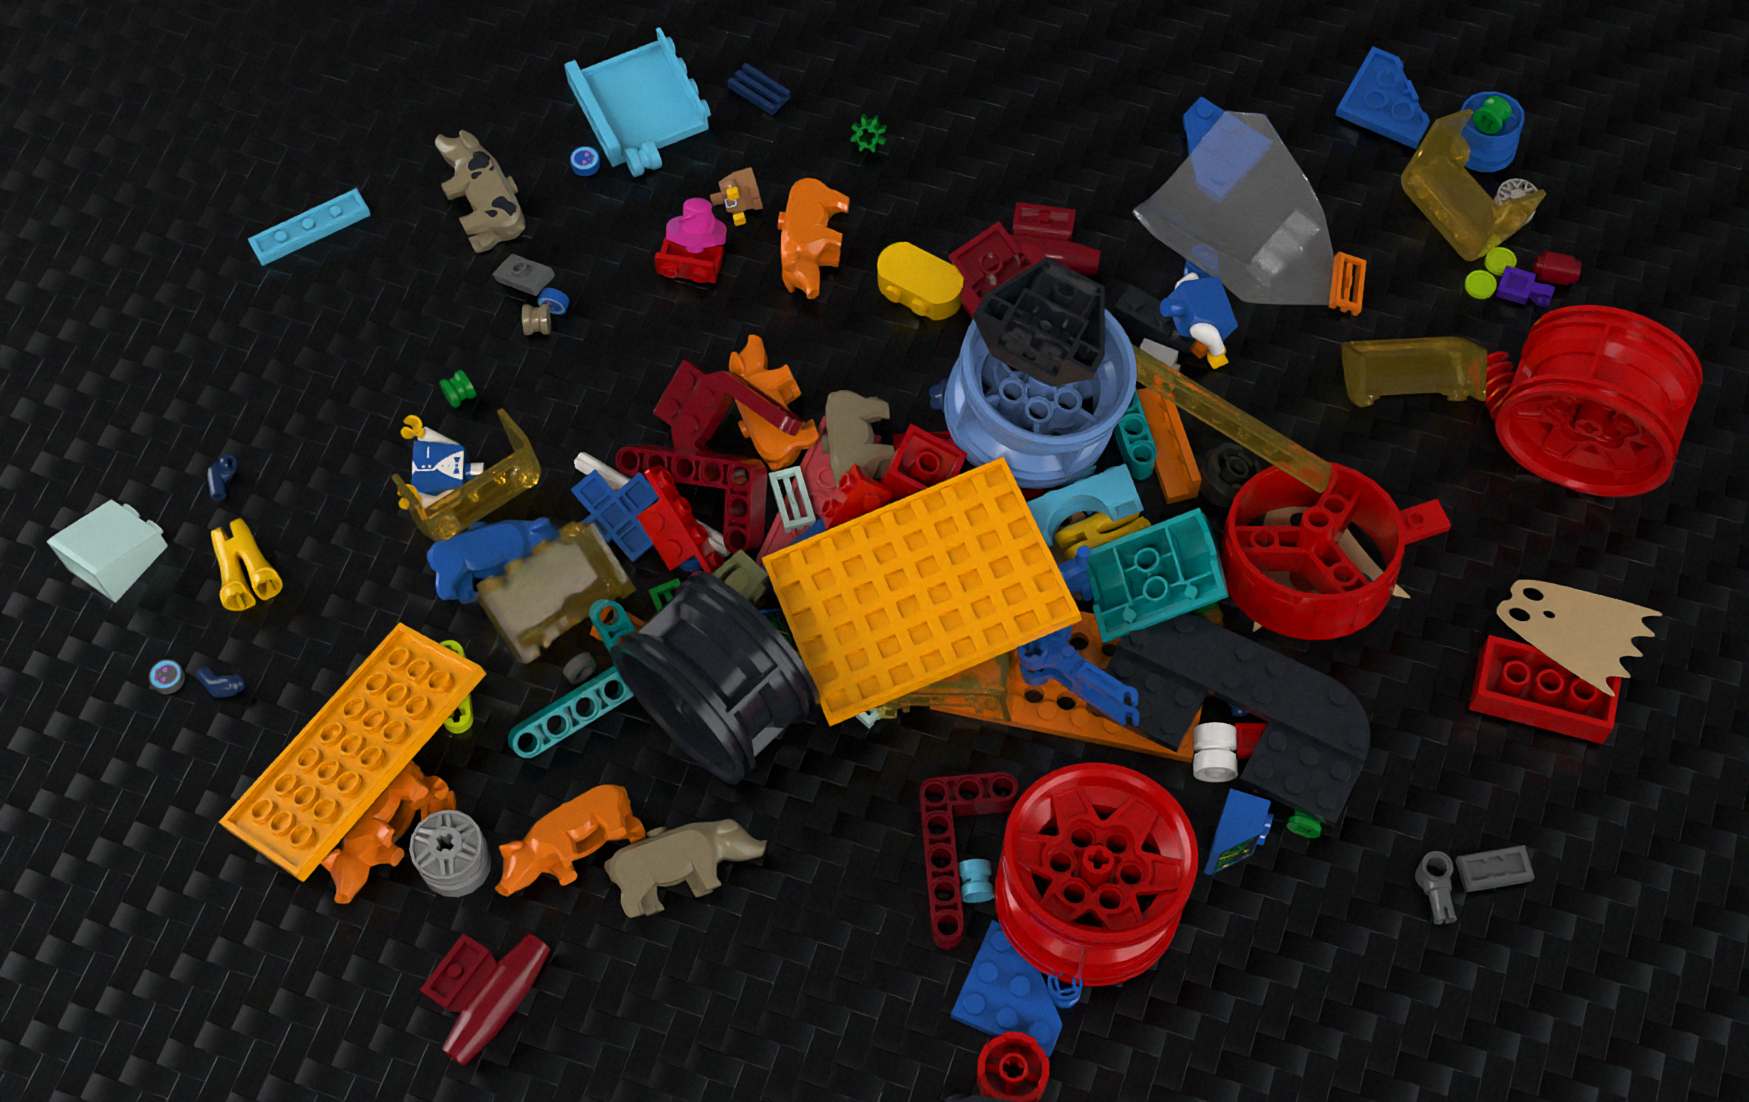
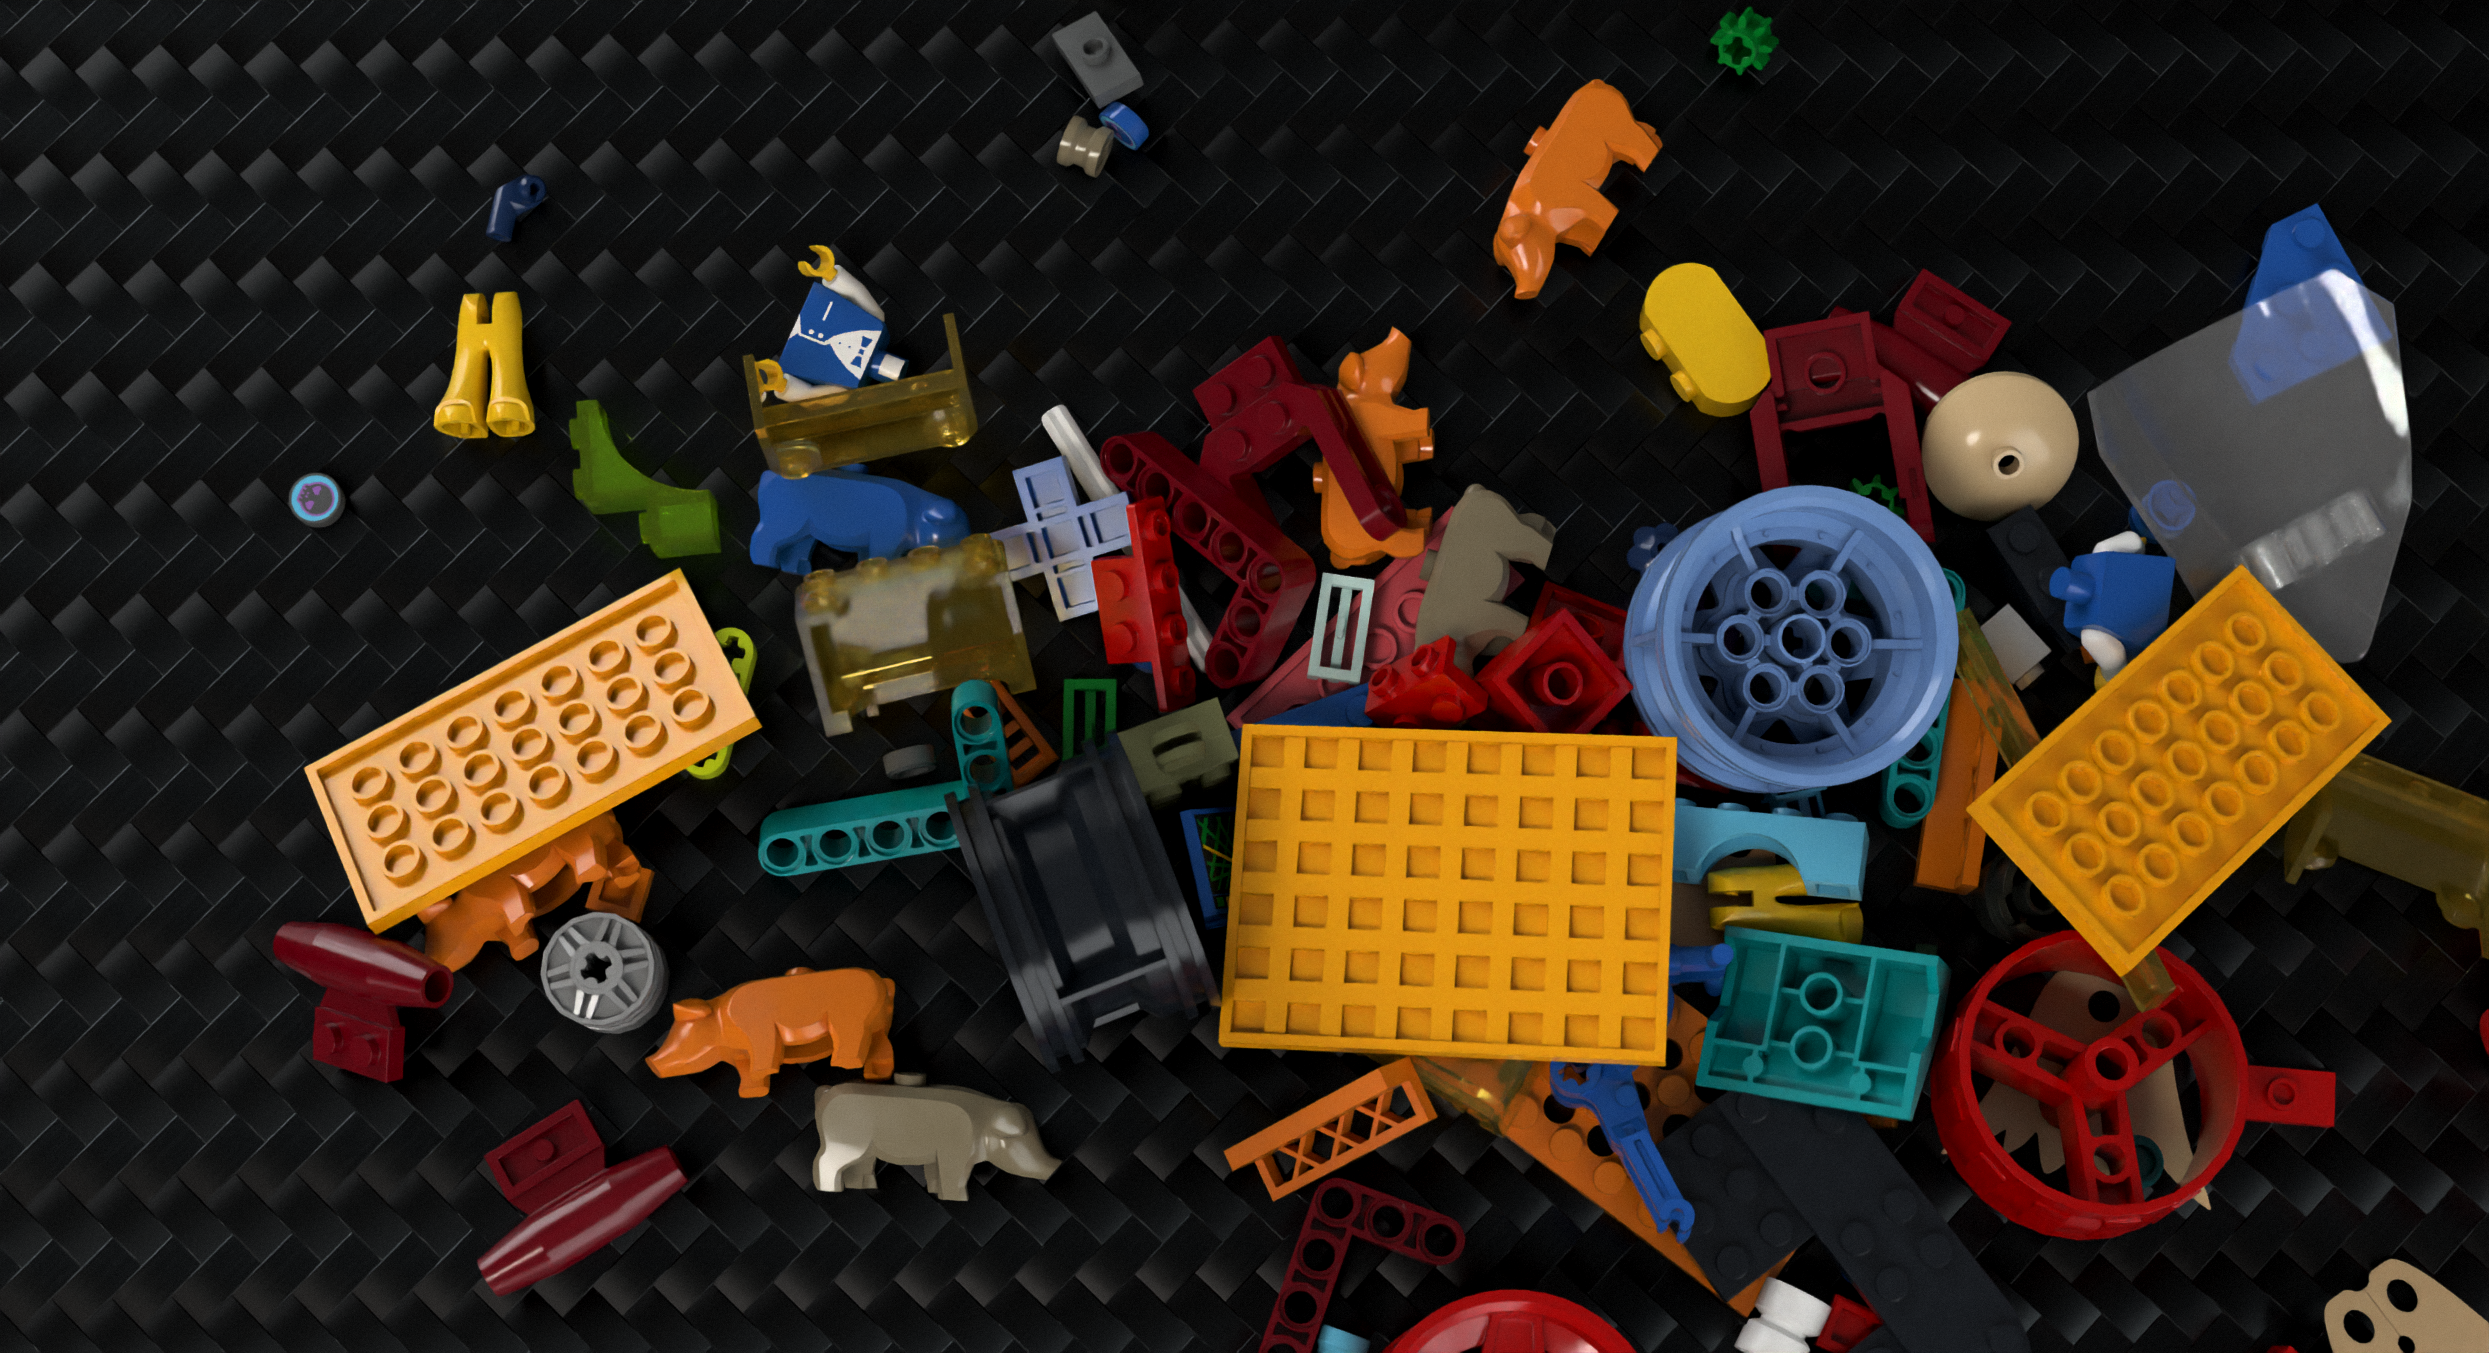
camera: 25 degrees right, 15 degrees up
(109, 547) = (307, 258): light aqua slope -> none
(220, 685) = (385, 550): dark blue arm -> none
(303, 915) = (364, 983): none -> dark red plate
(383, 596) = (676, 518): none -> clear neon green arch
(457, 388) = (918, 214): green wheel -> none
(677, 262) = (1363, 145): red bracket -> none
(696, 227) = (1395, 99): dark pink plate -> none
(738, 194) = (1489, 60): medium nougat piece -> none
(902, 743) = (1321, 1114): none -> orange fence
(1046, 323) = (1836, 575): black wedge -> none
(1093, 245) = (1994, 419): none -> tan dish
(1274, 367) = (2178, 769): none -> light orange plate
(1336, 298) = (2371, 629): orange tile -> none

